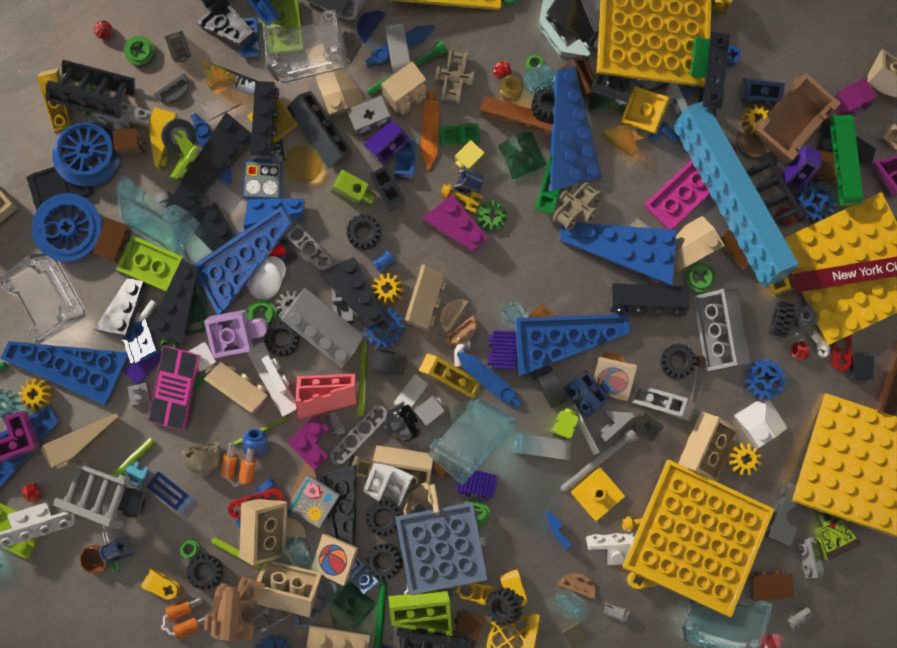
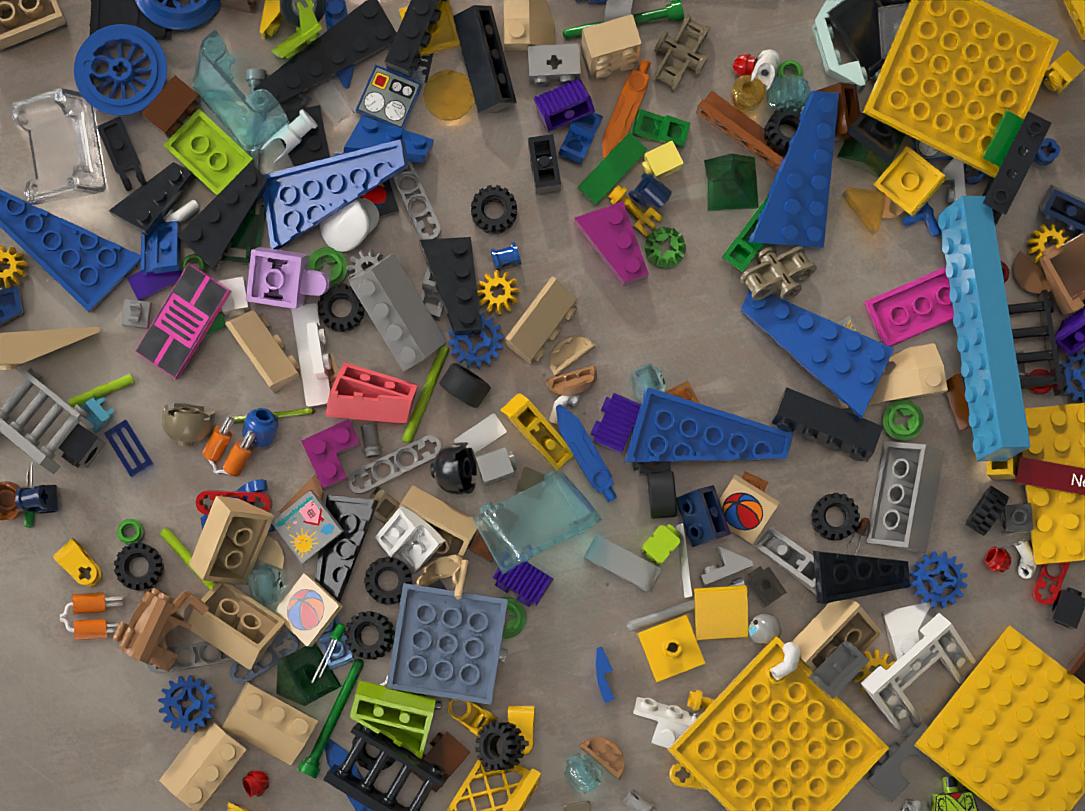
camera: 15 degrees right, 0 degrees up
(87, 283) = (121, 150): none -> black hinge
(204, 228) = (293, 132): none -> white piece
(344, 187) = (490, 142): lime torso -> none
(361, 570) = (336, 635): none -> piece
(435, 174) = (612, 168): none -> green tile
(517, 66) = (766, 67): none -> white piece
(623, 456) = (721, 612): none -> yellow tile
(657, 457) = (764, 628): none -> light grey piece
(685, 474) = (790, 662): none -> white arm
(706, 398) = (855, 576): none -> black wing
(720, 467) = (838, 669): none -> dark grey hinge
(783, 423) = (939, 642): none -> white wedge

